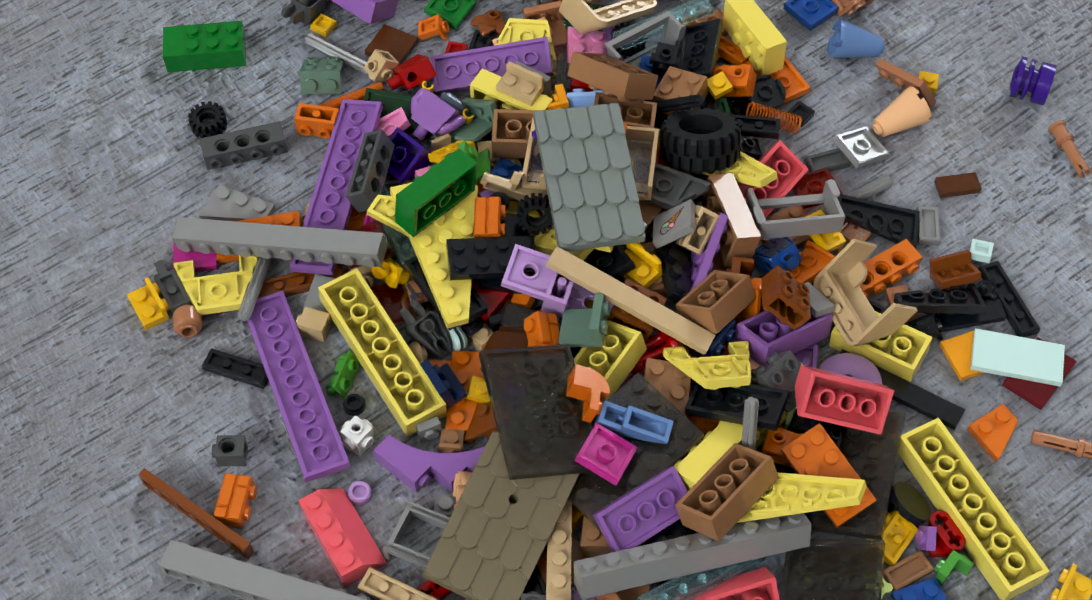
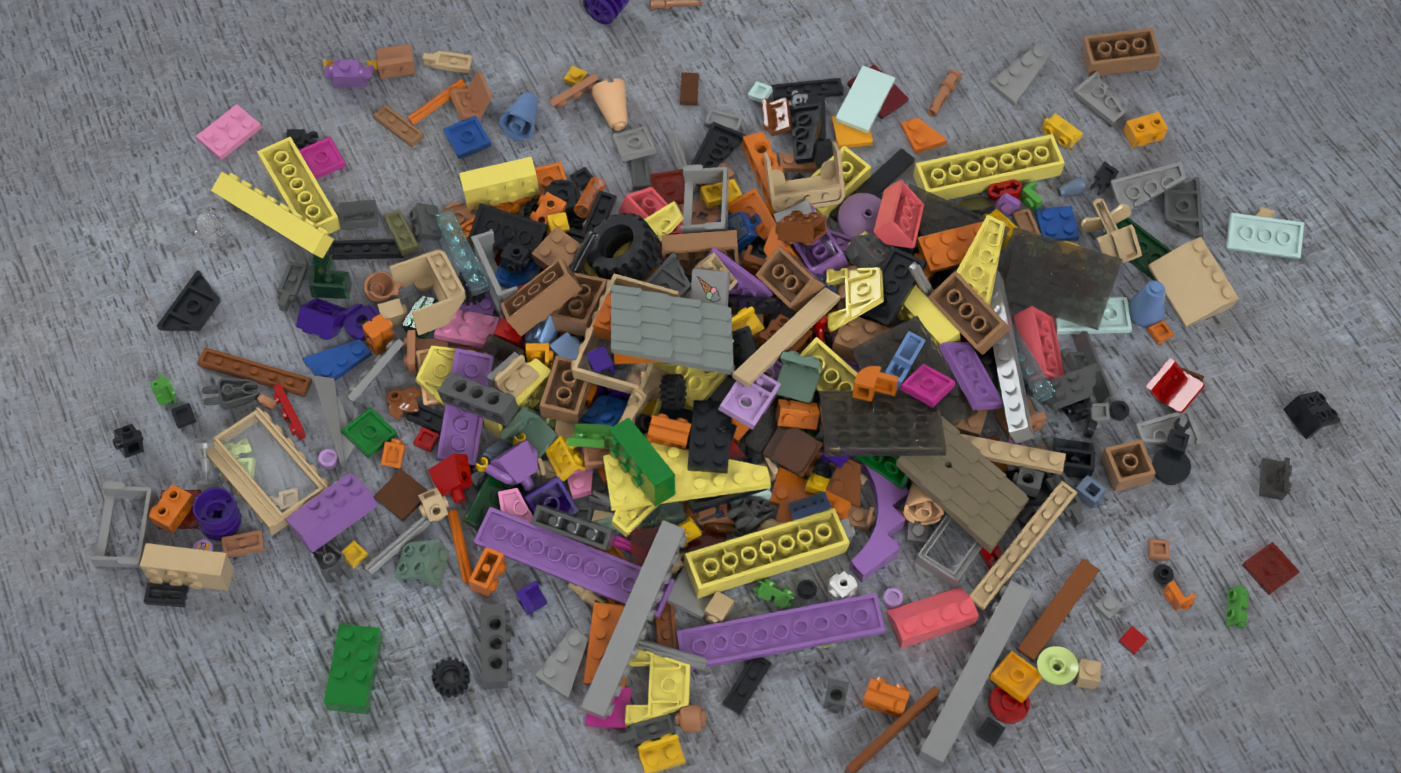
camera: 80 degrees left, 5 degrees up
(299, 164) = (531, 598): none -> dark purple panel
(488, 59) = (478, 399): none -> dark grey brick

